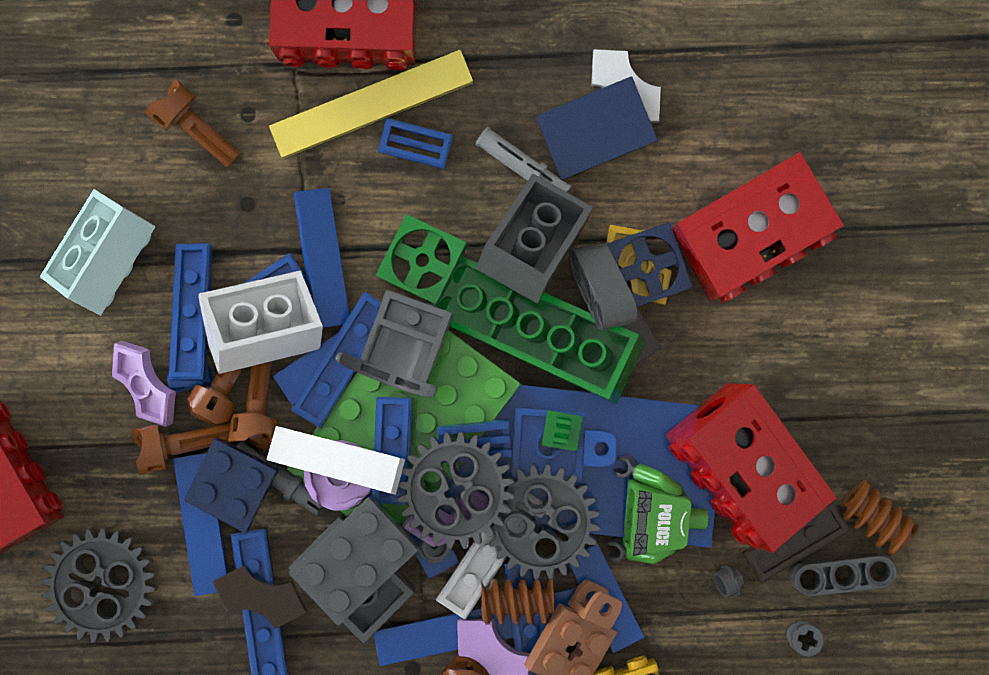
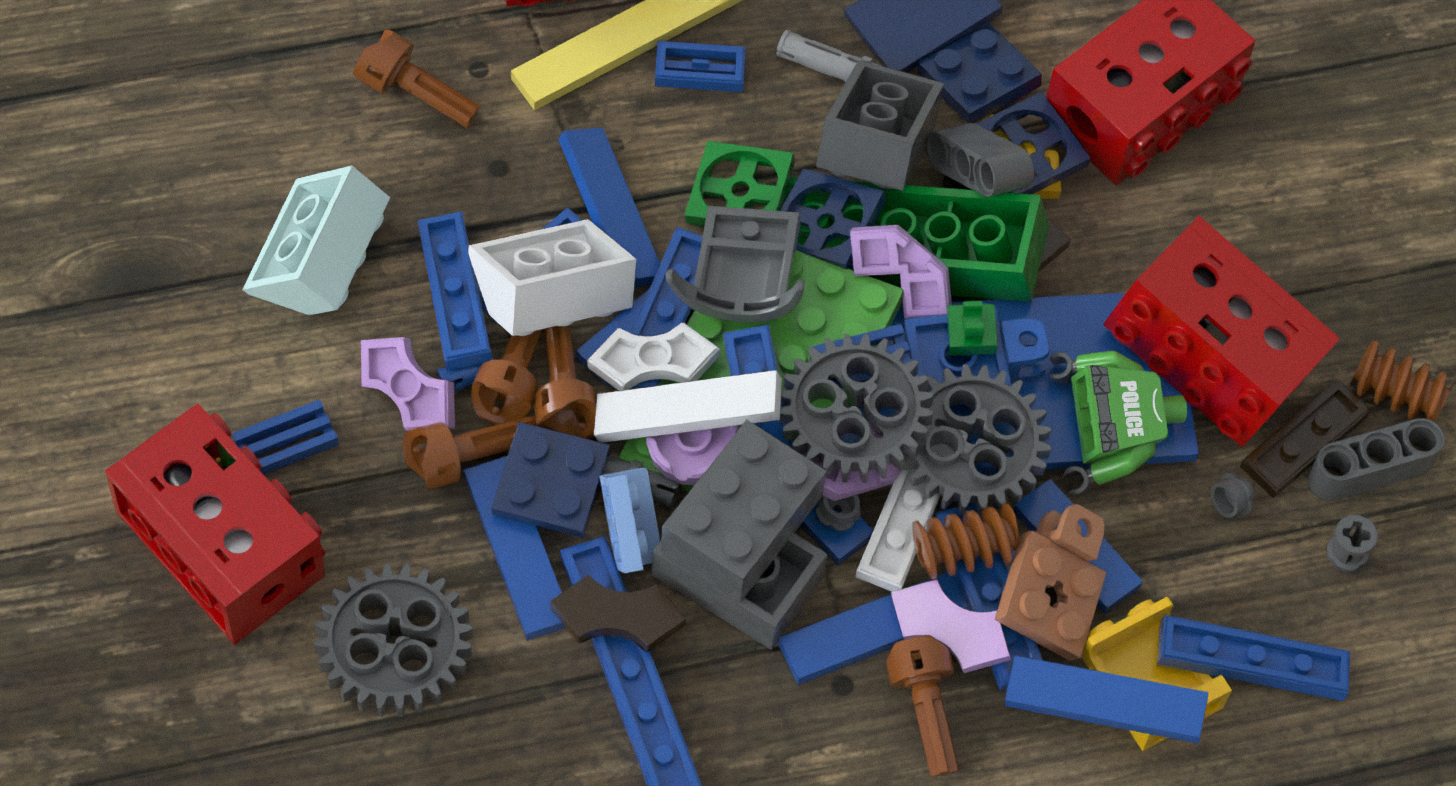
camera: 15 degrees left, 25 degrees down
(22, 414) = (276, 425): none -> blue tile
(281, 529) = (630, 518): none -> light blue bracket
(340, 405) = (632, 359): none -> white tile
(513, 304) = (841, 193): none -> dark blue piece
(517, 356) = (894, 251): none -> lavender tile
(627, 191) = (980, 73): none -> dark blue plate

